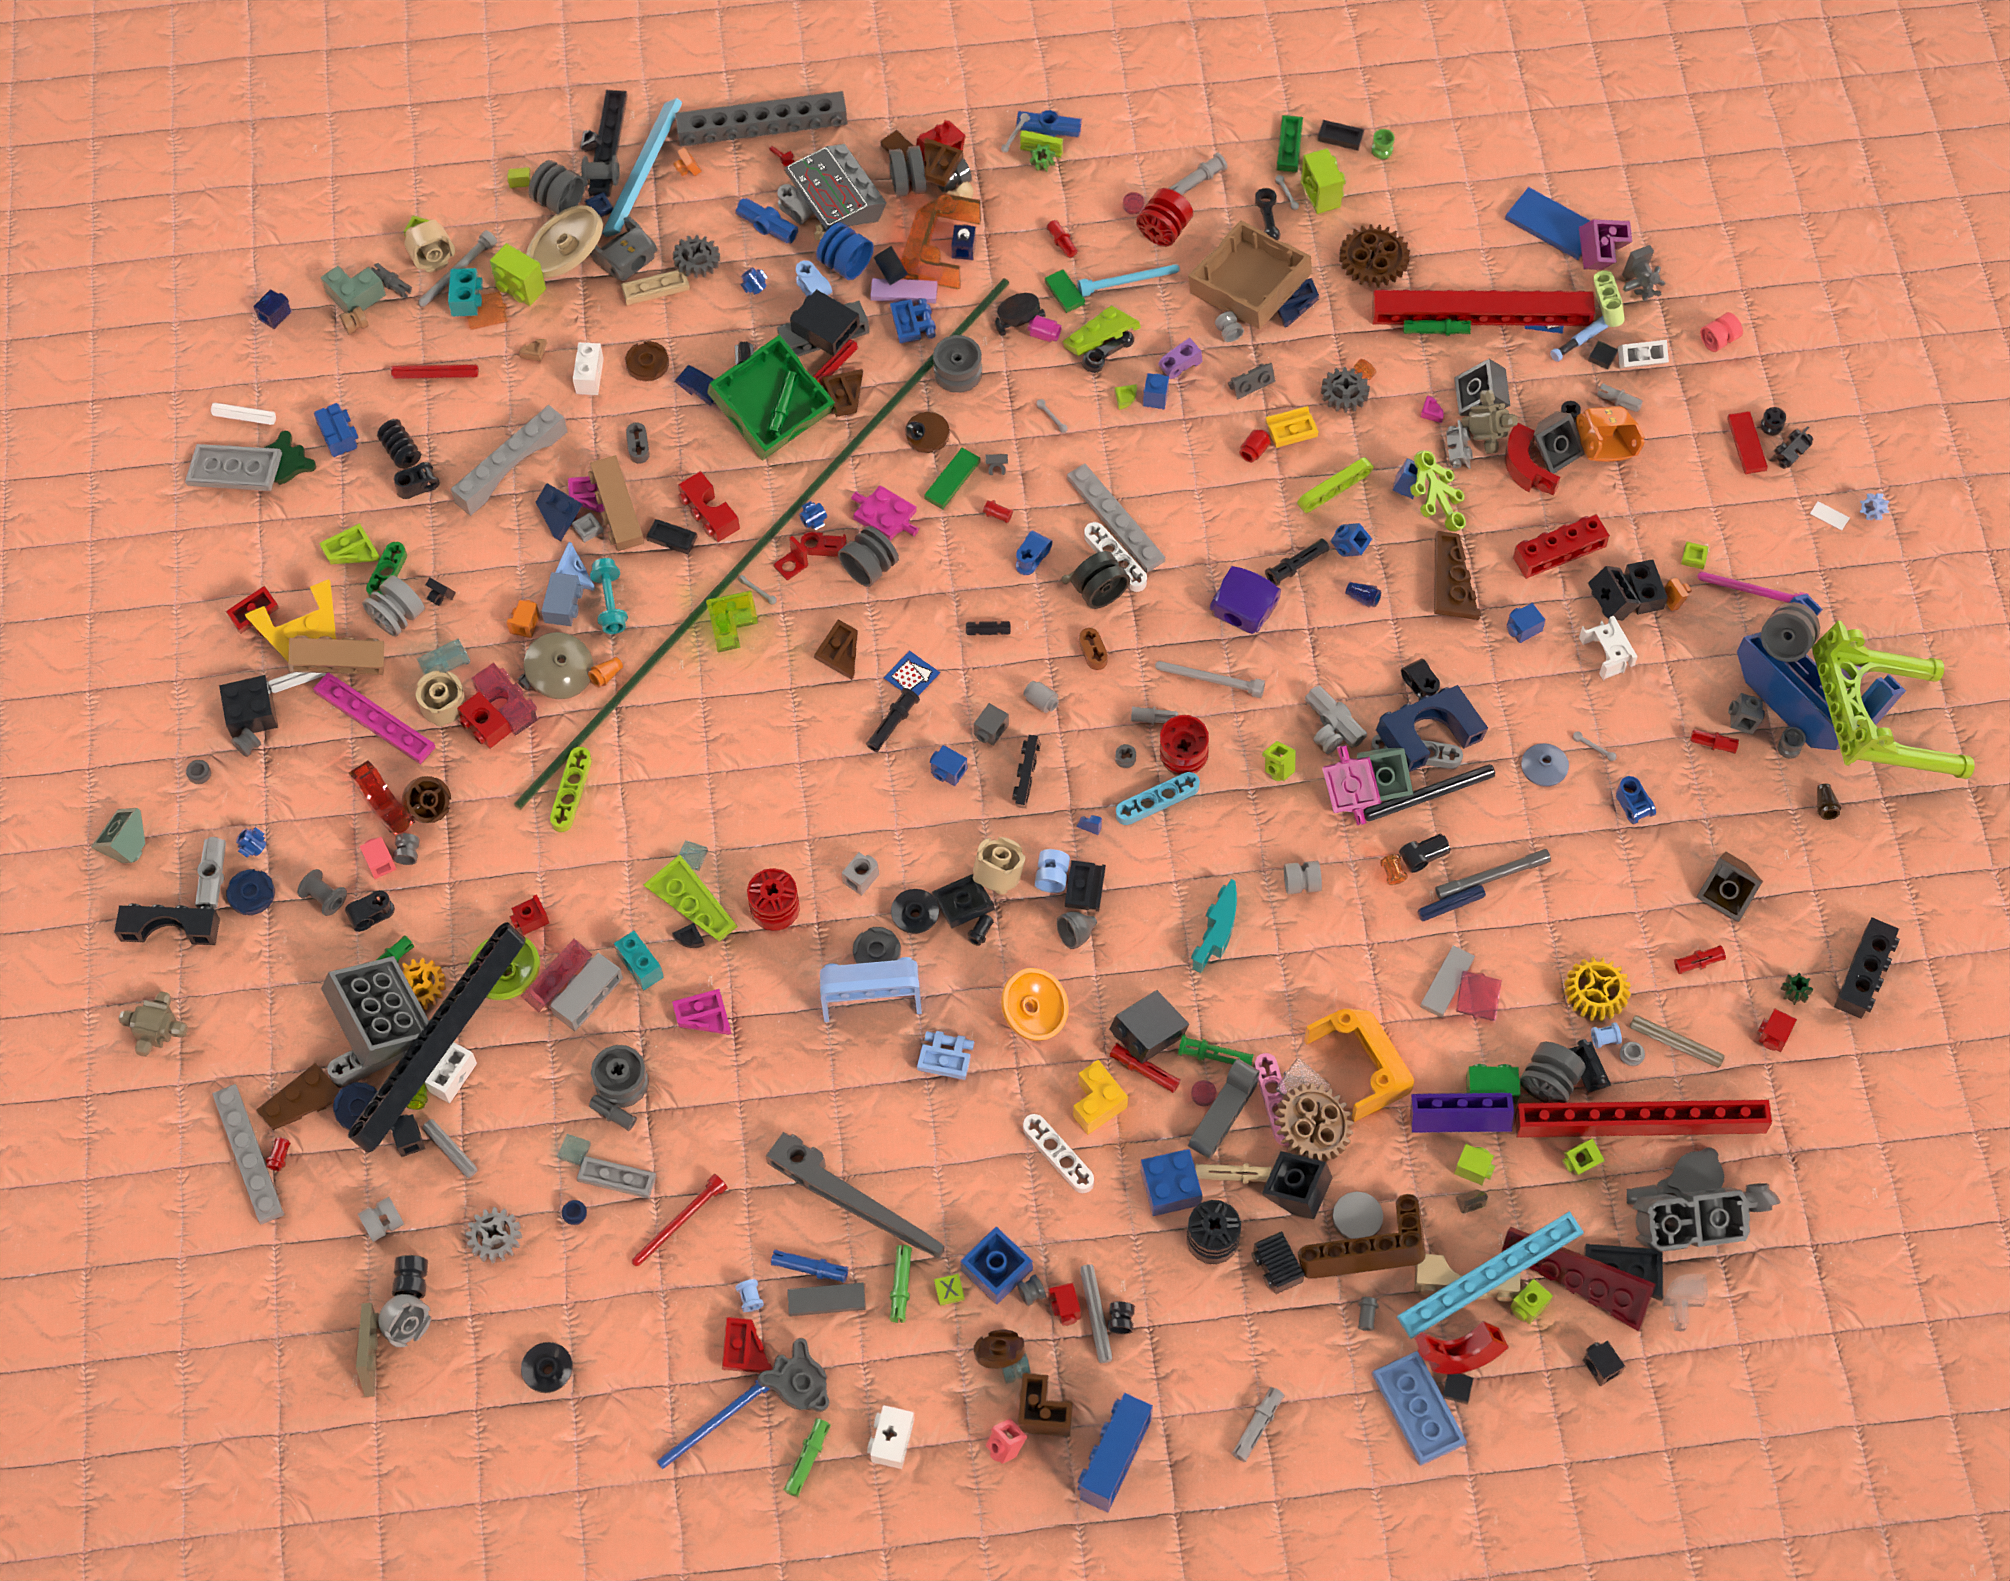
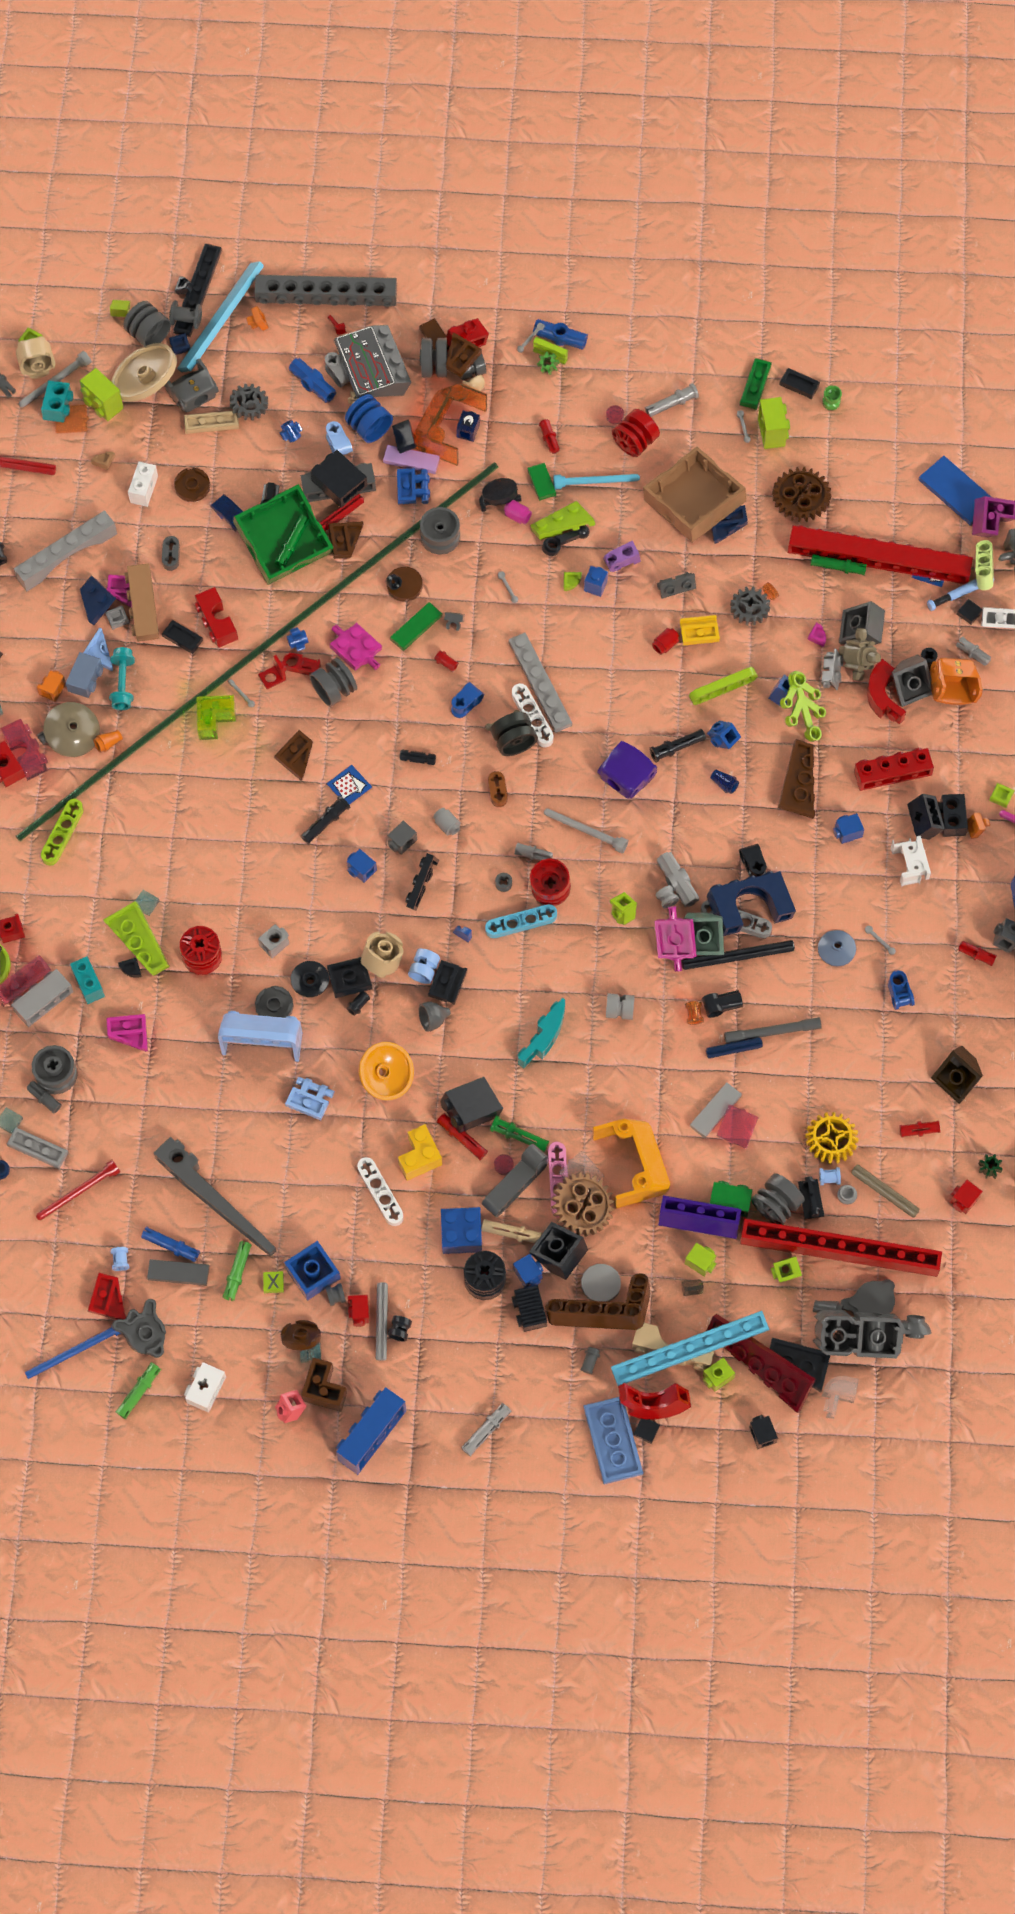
camera: 10 degrees right, 5 degrees up
(1228, 325) = (668, 535): light grey wheel -> none
(1265, 1217) = (528, 1271): none -> blue brick
(1266, 210) = (722, 460): black piece -> none

